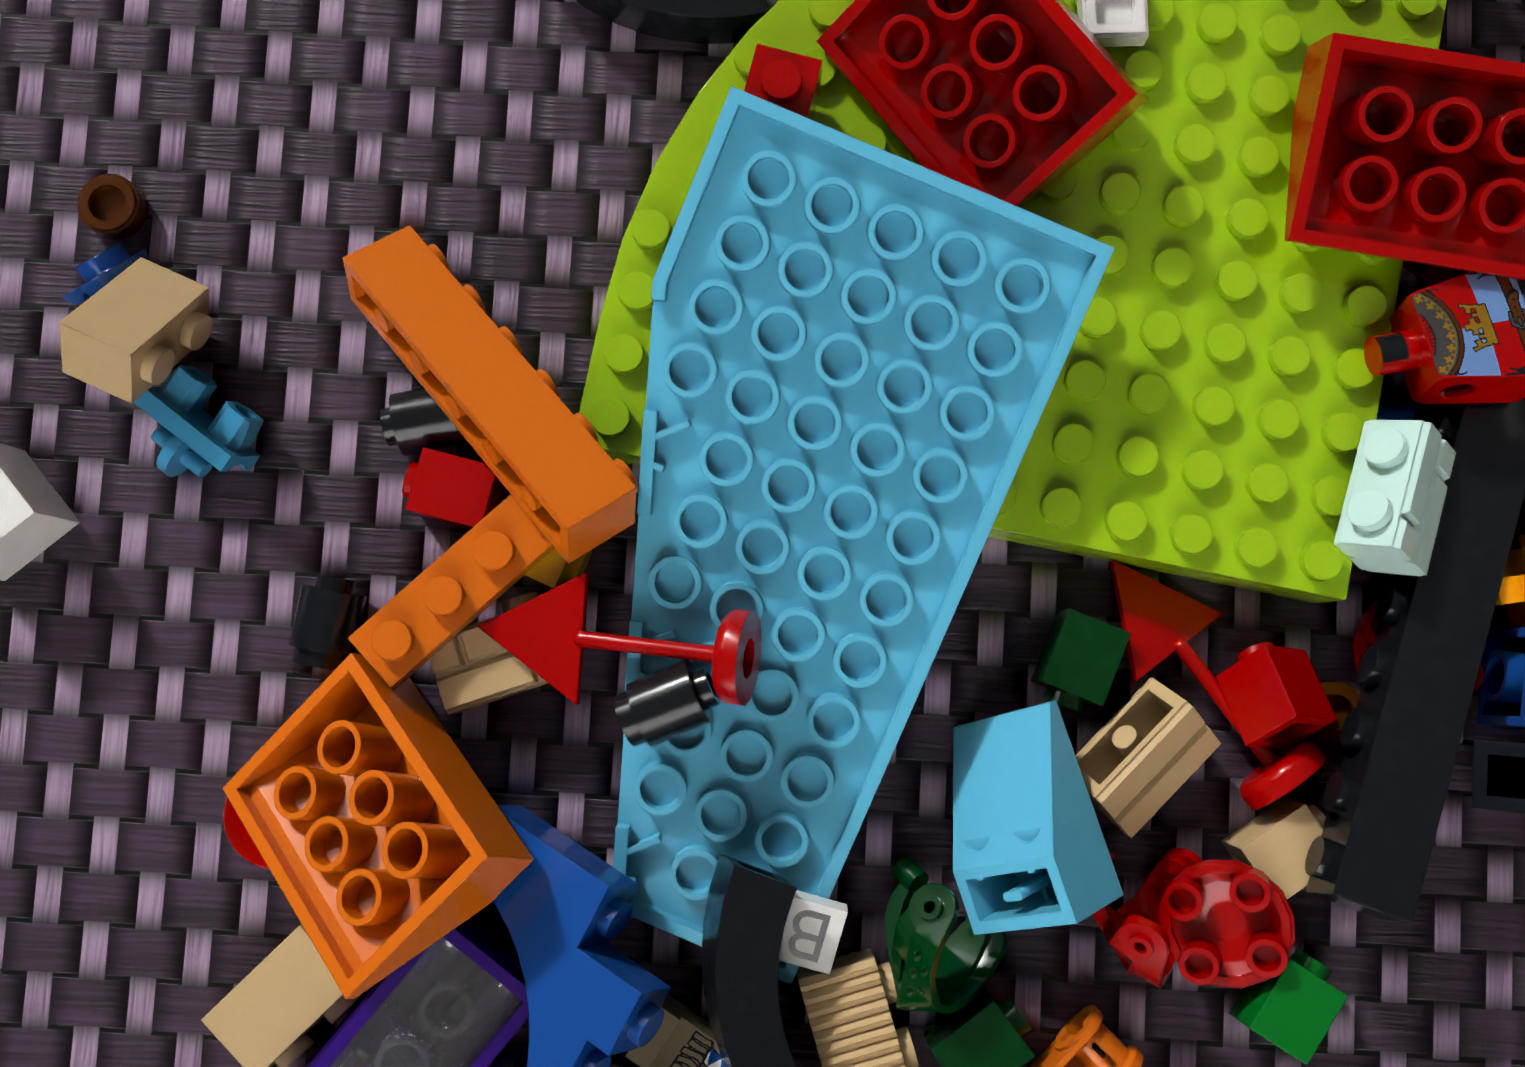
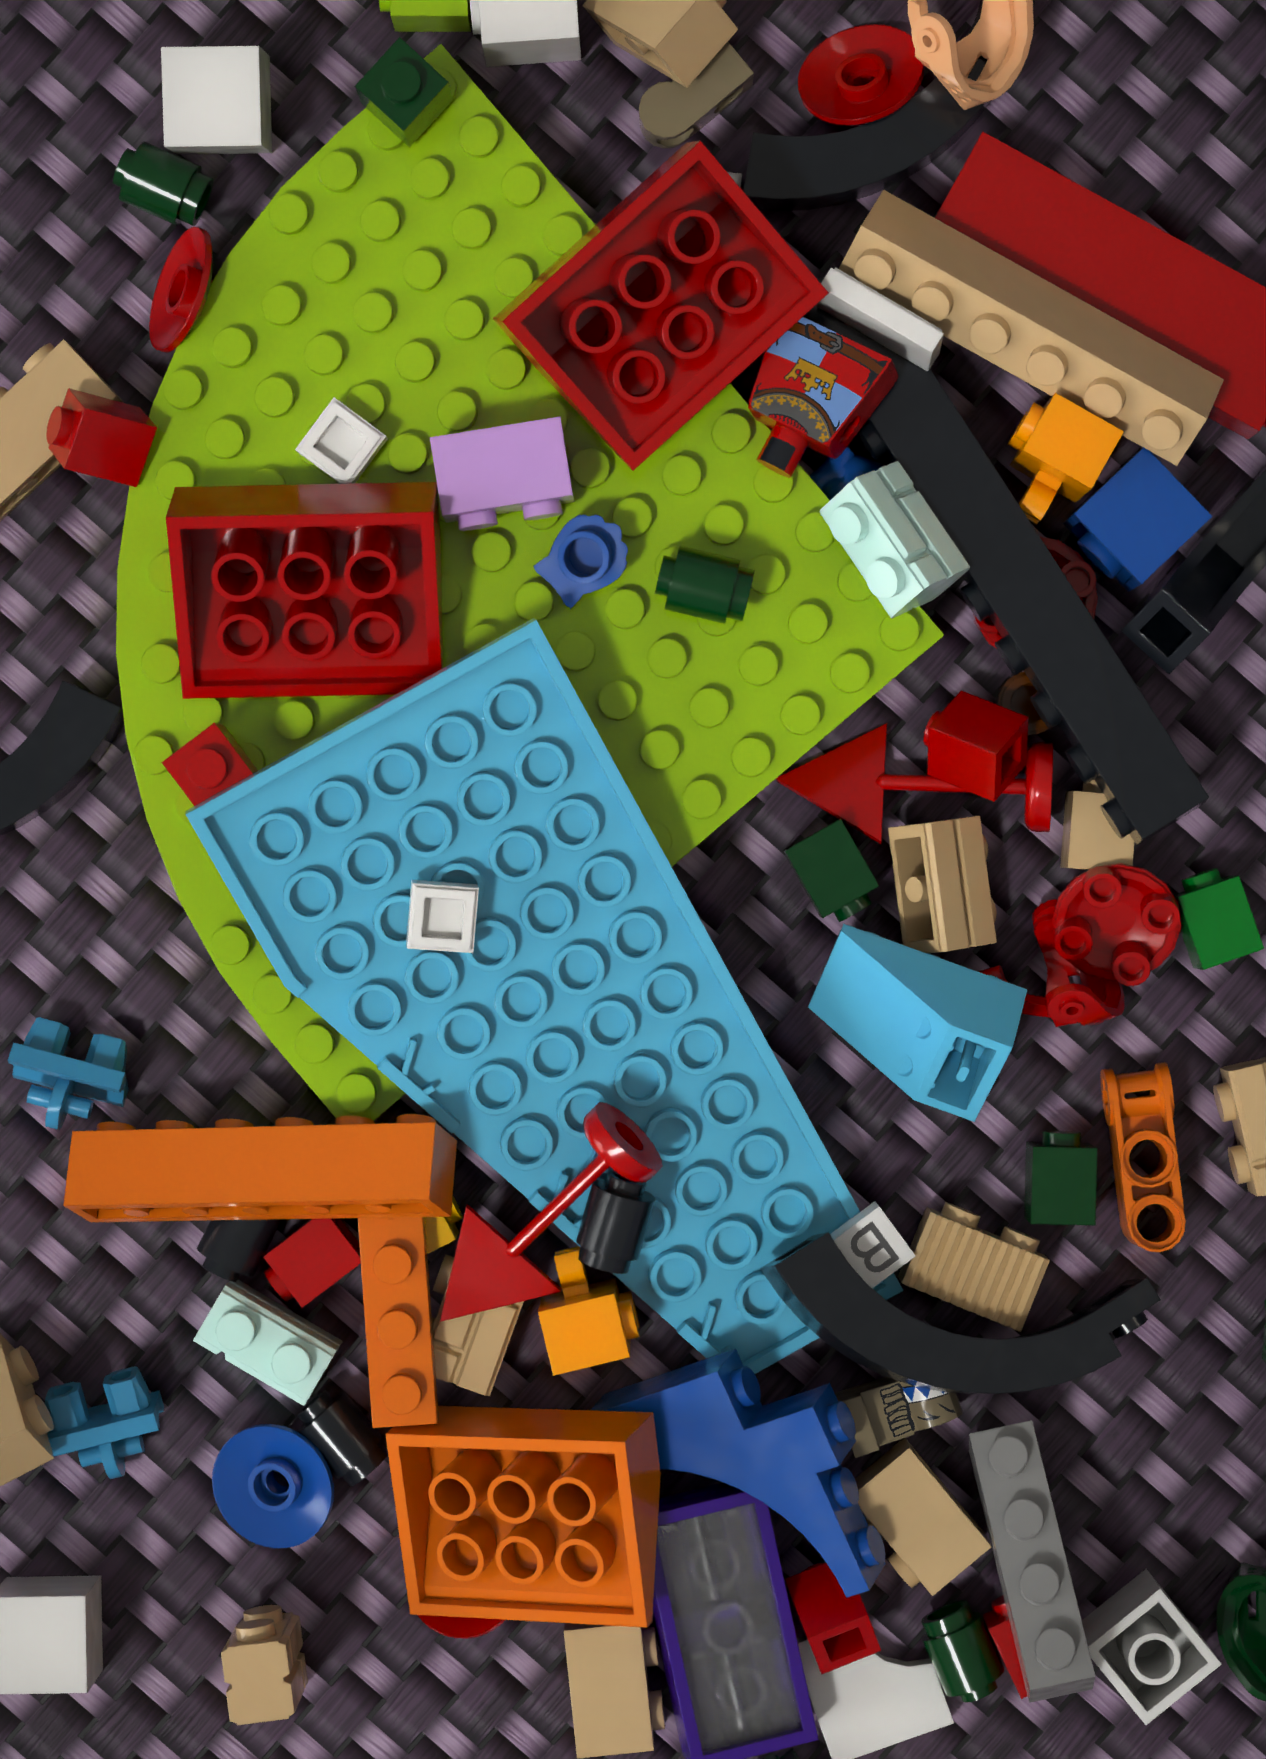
camera: 55 degrees left, 5 degrees up
(86, 703) = (264, 1666): none -> tan brick
(227, 595) = (253, 1498): none -> blue dish
(359, 505) = (268, 1341): none -> light aqua brick
(449, 170) = (43, 1063): none -> dark azure hips
(566, 744) = (585, 1320): none -> light orange brick
(810, 362) = (442, 916): none -> white tile
(927, 964) = (990, 1154): dark green helmet -> none
(1180, 262) = (584, 558): none -> blue animal
(1198, 142) = (502, 473): none -> lavender brick
(1240, 371) = (704, 585): none -> dark green brick

